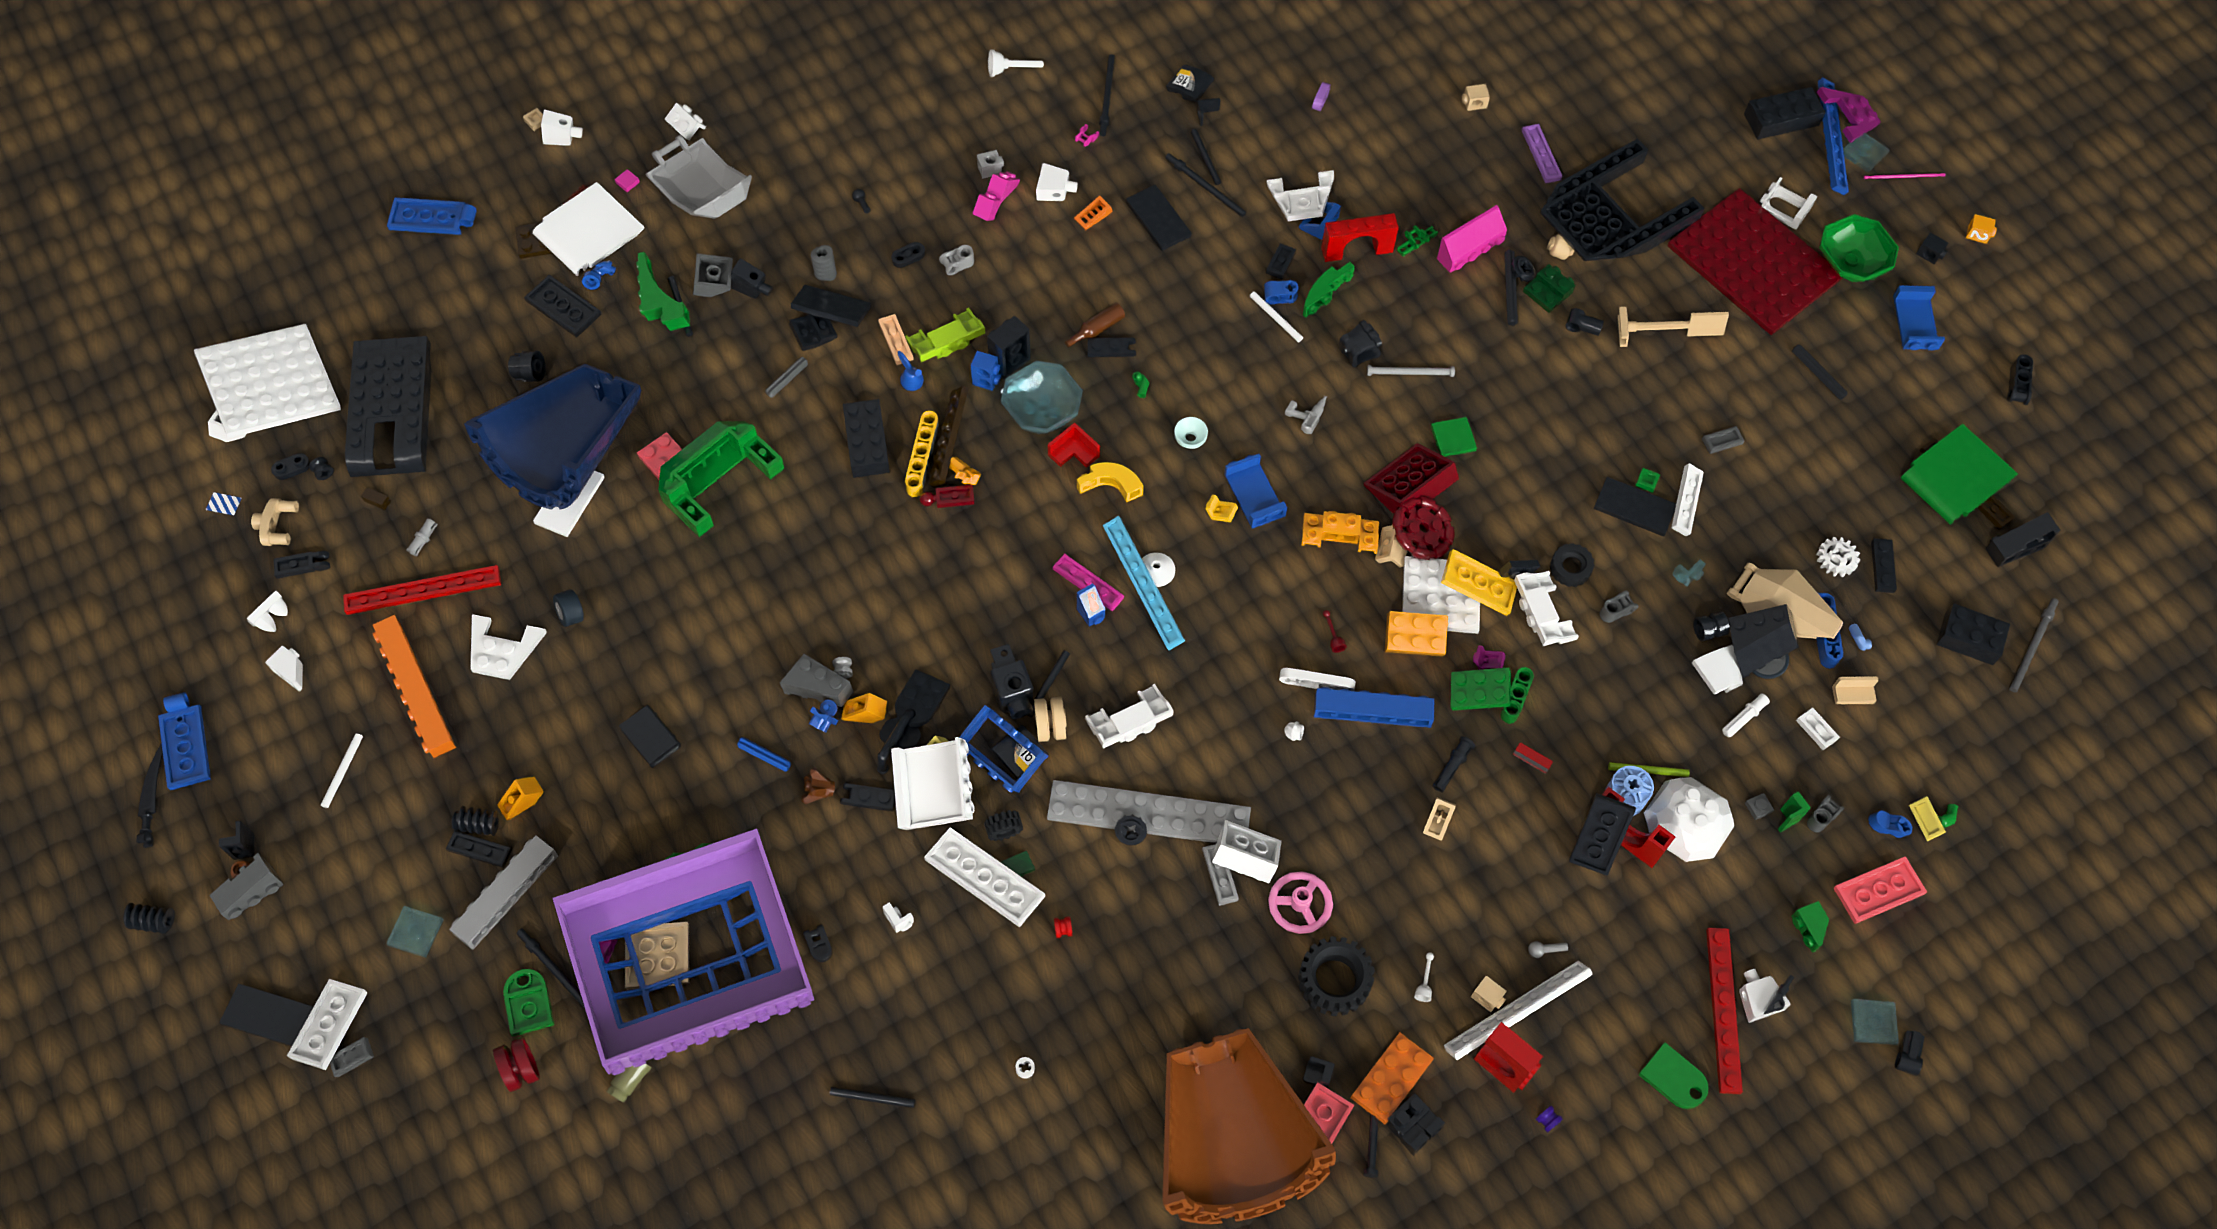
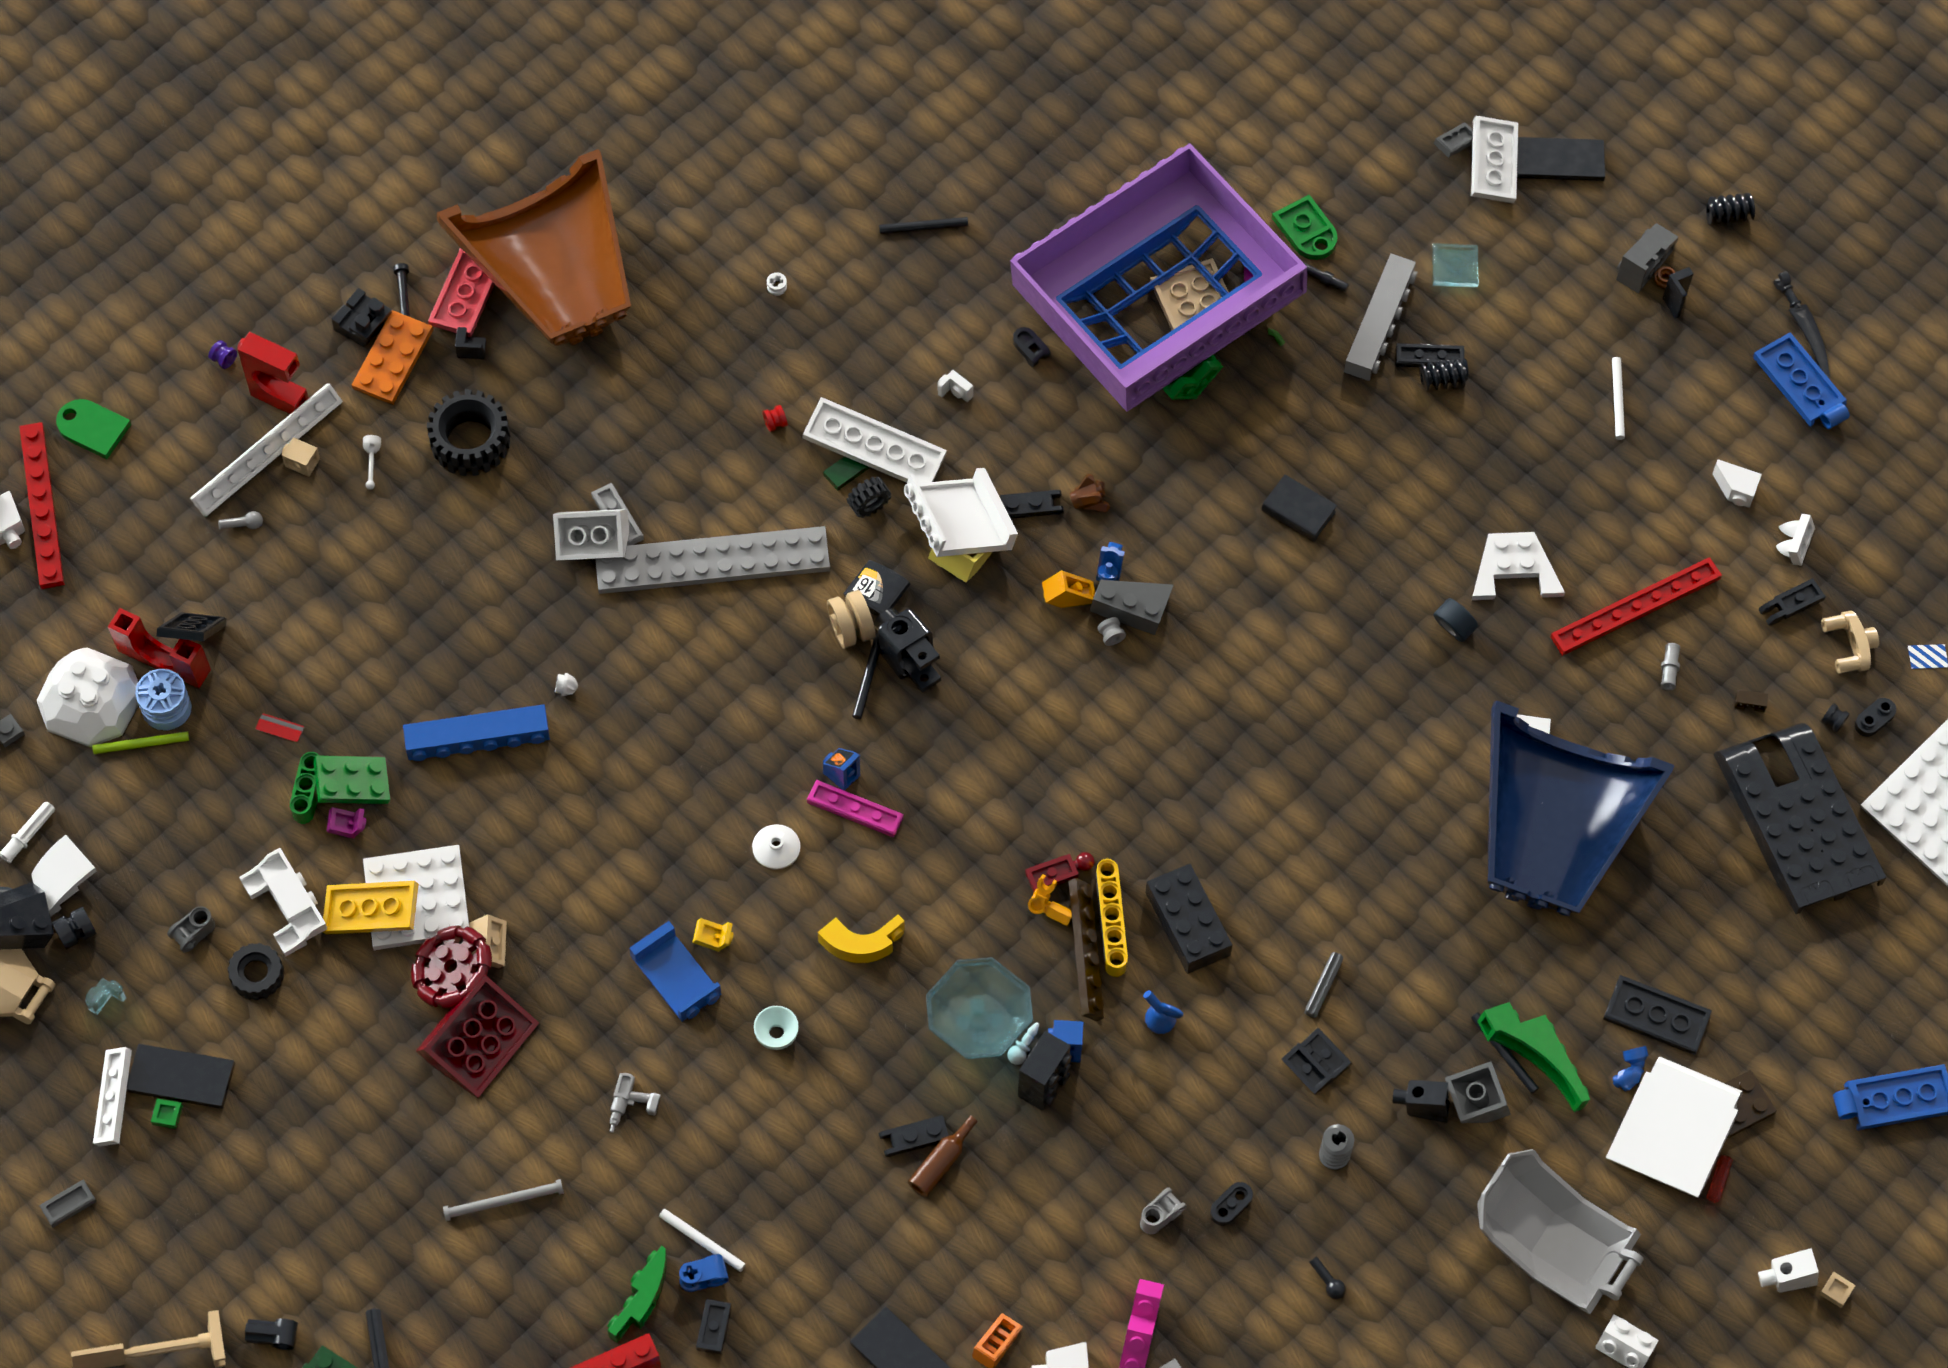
camera: 165 degrees right, 0 degrees up
(414, 687) = (1587, 497): orange brick -> none
(516, 1064) = (1286, 160): dark red wheel -> none
(520, 796) = (1408, 411): light orange slope -> none
(527, 366) = (1654, 905): black piece -> none
(627, 180) = (1663, 1226): dark pink tile -> none
(658, 453) = (1433, 841): coral plate -> none
(708, 460) = (1375, 833): green wedge -> none
(764, 754) = (1164, 521): blue axle -> none
(830, 305) = (1305, 1096): black tile -> none
(895, 338) = (1202, 1071): light nougat plate -> none
(913, 709) = (1013, 603): black plate -> none
(947, 338) = (1132, 1082): lime bracket -> none
(994, 771) = (903, 563): blue window -> none
(1073, 443) = (918, 980): red panel -> none
(1131, 838) = (727, 529): black gear -> none
(1132, 720) = (756, 646): white bracket -> none
(1142, 382) = (858, 1092): green arm -> none
(1144, 583) = (787, 822): medium azure tile -> none
(1300, 902) = (522, 505): bright pink piece -> none
(1315, 680) = (549, 749): white beam -> none
(1337, 643) = (534, 802): dark red hinge -> none
(1340, 528) = (556, 947): light orange bracket -> none
(1360, 344) = (577, 1210): black piece -> none
(1416, 633) = (439, 825): light orange brick -> none
(1439, 818) = (380, 626): tan slope -> none
(1453, 437) = (430, 1112): green tile -> none
(1458, 757) = (368, 699): black pin -> none
(1518, 567) = (321, 940): black plate -> none

